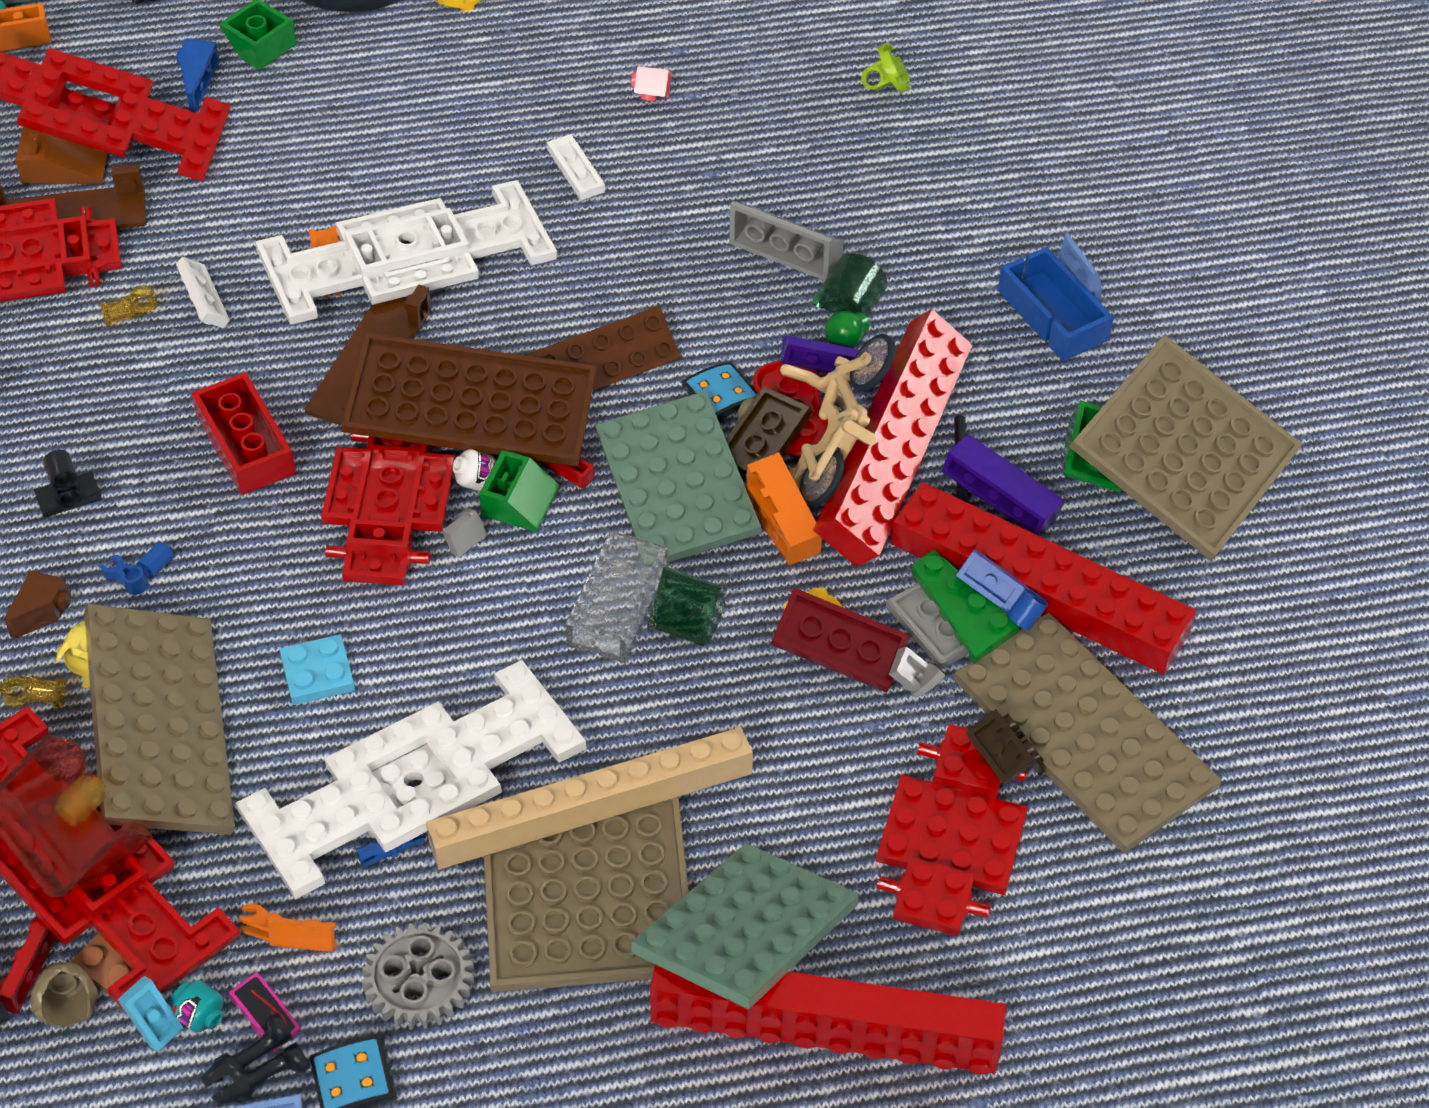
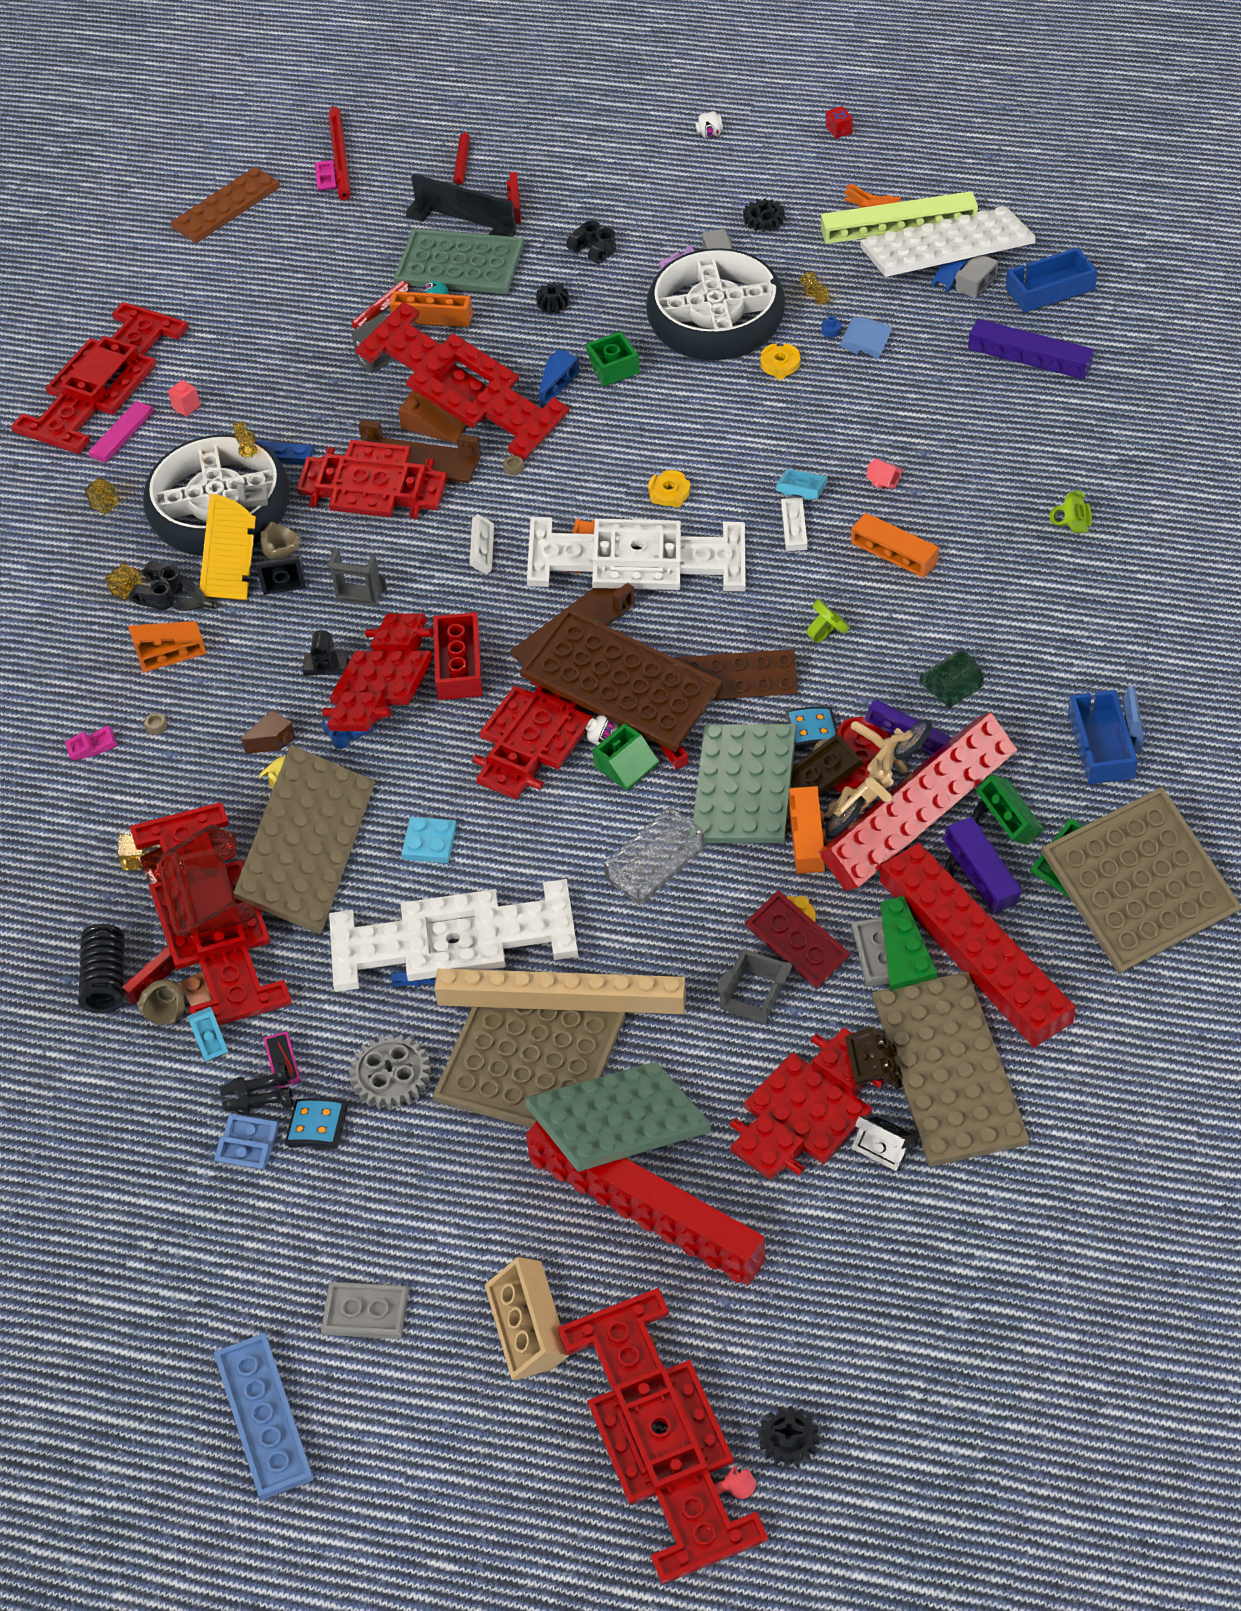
camera: 30 degrees right, 0 degrees up
(34, 691) = (239, 794): clear yellow connector -> none
(63, 396) = (356, 593): none -> dark grey piece
(81, 798) = (220, 875): clear yellow brick -> none
(128, 306) = (428, 540): clear yellow connector -> none
(157, 486) = (381, 676): none -> red piece
(193, 189) = (513, 465): none -> dark tan tile
(197, 1006) = (241, 1040): teal head -> none
(288, 932) = (321, 1013): orange arm -> none
(394, 175) = (674, 497): none -> yellow plate
(464, 532) = (574, 775): light grey tile -> none
(562, 118) = (801, 483): none -> medium azure plate
(675, 266) = (825, 622): none -> lime tile
(687, 606) = (700, 879): clear green brick -> none
(705, 159) = (894, 545): none -> orange brick
(783, 240) = (918, 624): light grey slope -> none
(817, 685) = (760, 966): none -> dark grey piece
(846, 328) = (930, 707): green piece -> none
(915, 672) = (840, 981): light grey tile -> none
(998, 414) = (1009, 809): none -> green brick
(1003, 589) = (935, 942): plate -> none
(1064, 842) = (883, 1141): none -> bracket

